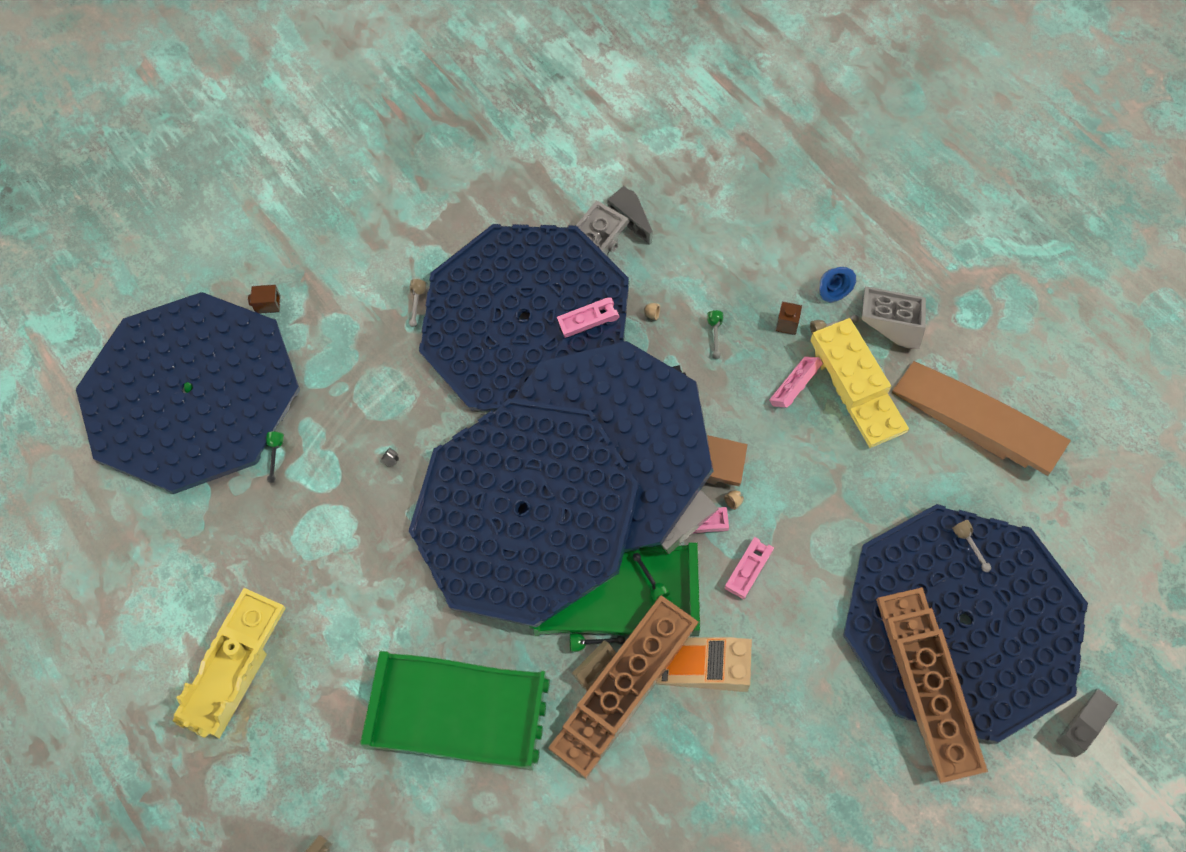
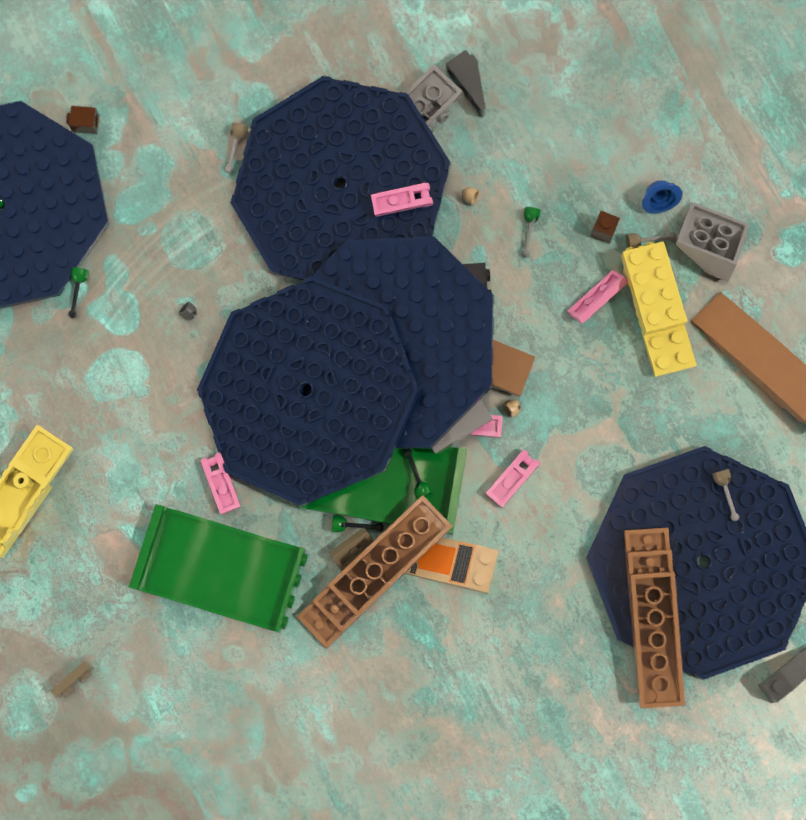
camera: 10 degrees right, 15 degrees up
(446, 622) = (220, 484): none -> bright pink plate

